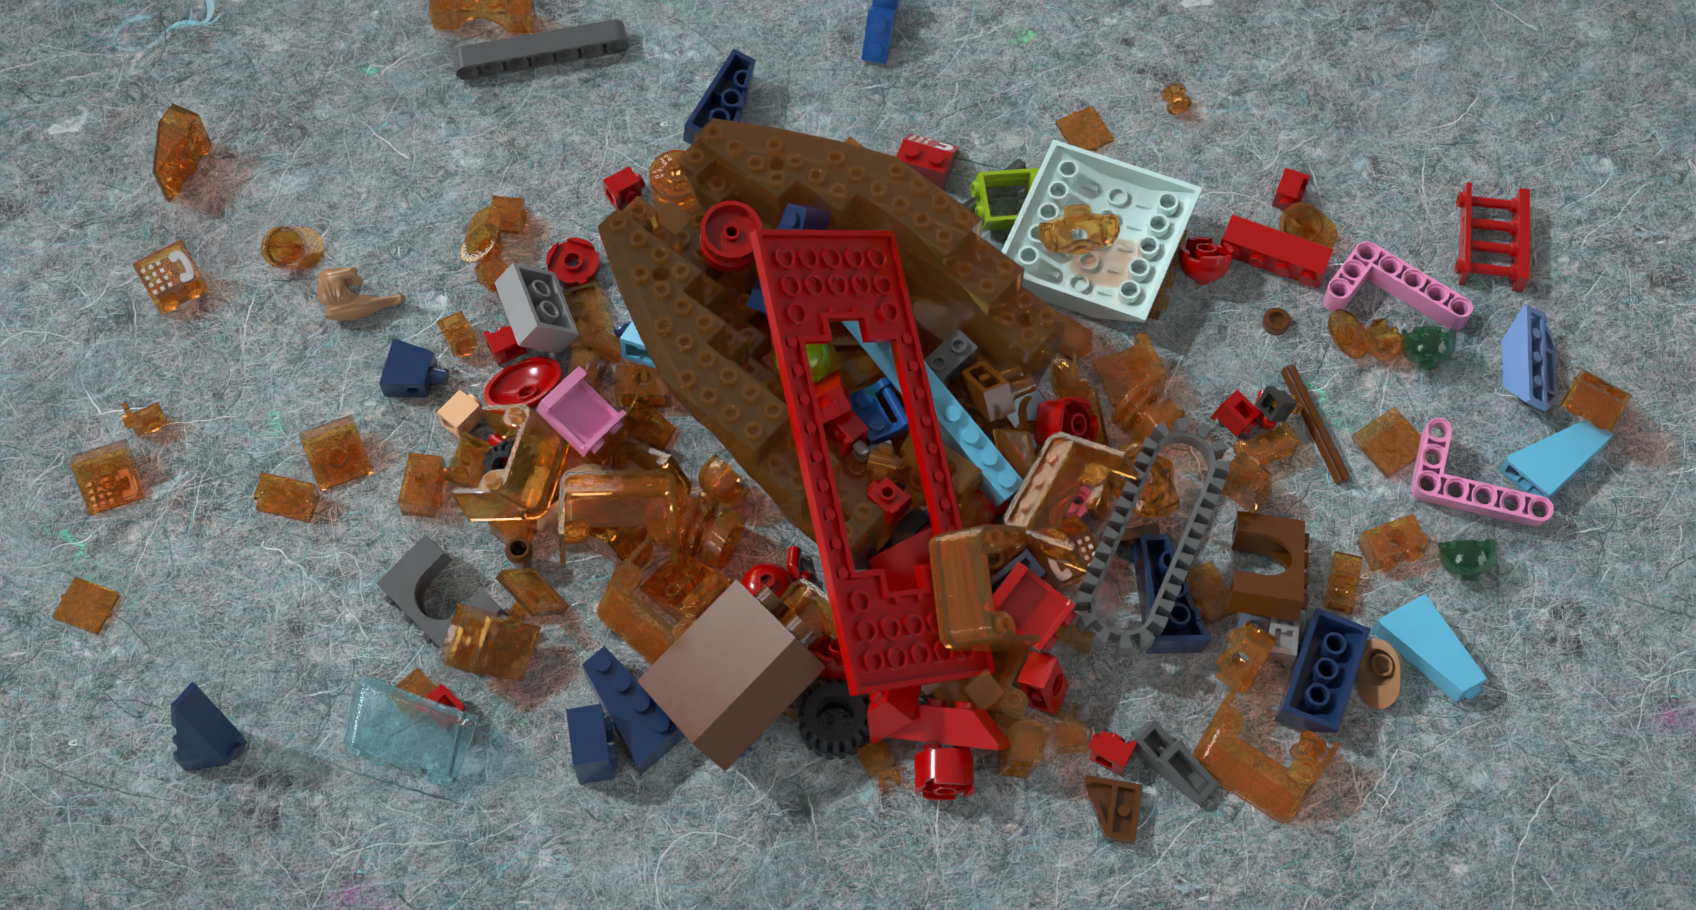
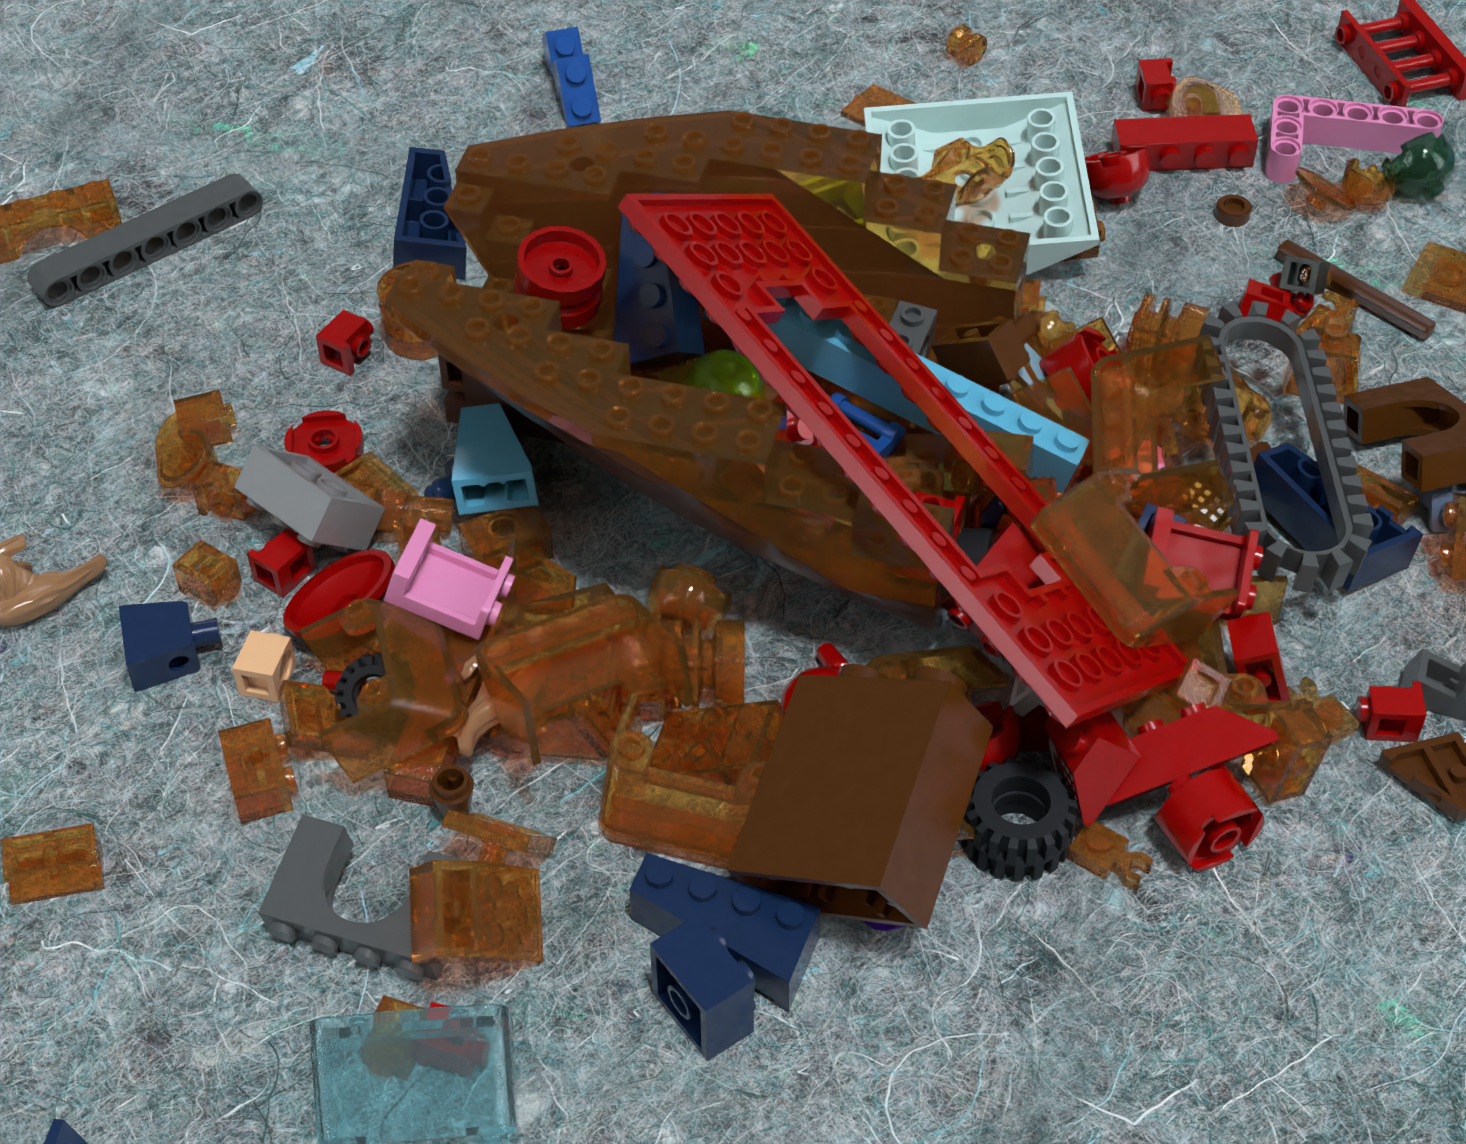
camera: 25 degrees left, 15 degrees down
(335, 452) = (102, 778): clear orange slope -> none
(1127, 368) = (1114, 296): clear orange bracket -> none

